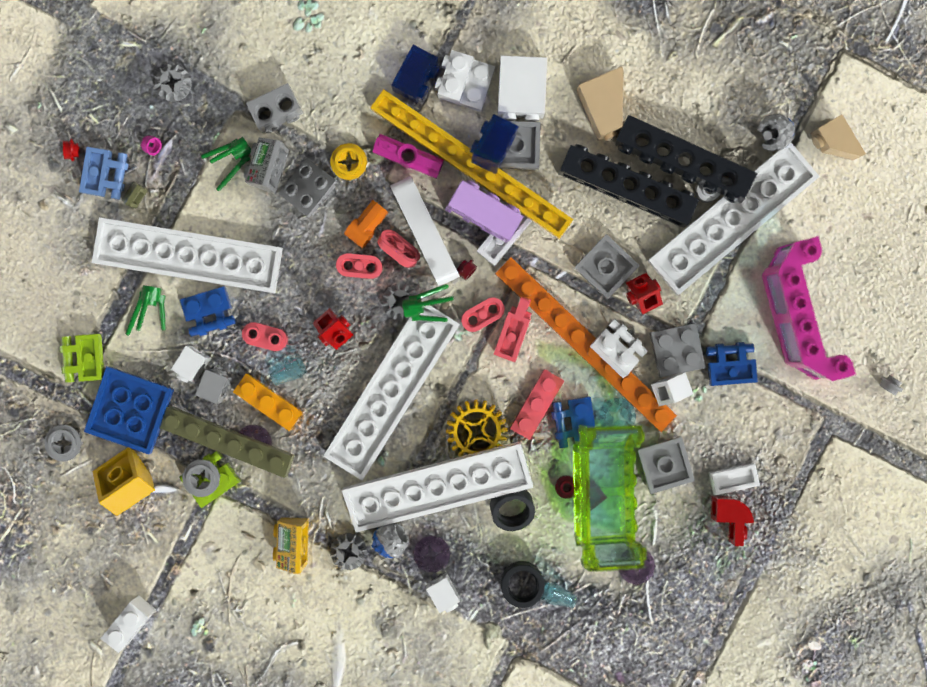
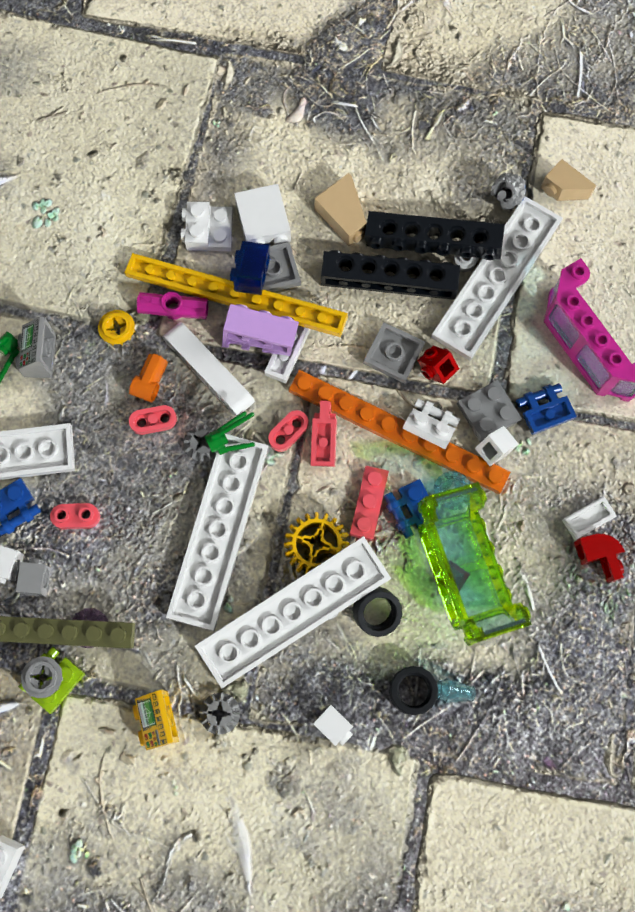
camera: 20 degrees left, 15 degrees down
(268, 402) = (94, 581): light orange plate -> none
(272, 102) = (28, 293): light grey brick -> none
(289, 371) = (109, 541): clear light blue cone -> none
(308, 187) = (83, 361): light grey hinge -> none
(333, 329) = (142, 485): red brick -> none
(390, 540) = (260, 685): light grey piece -> none
(398, 248) = (187, 392): coral plate -> none
(415, 74) = (159, 233): clear blue brick -> none
(437, 545) = (306, 701): clear purple gear -> none
(466, 269) = (260, 393): dark red plate -> none
(559, 486) = (417, 575): dark red plate -> none
(644, 573) = (519, 646): clear purple gear -> none
(665, 465) = (516, 523): light grey plate -> none

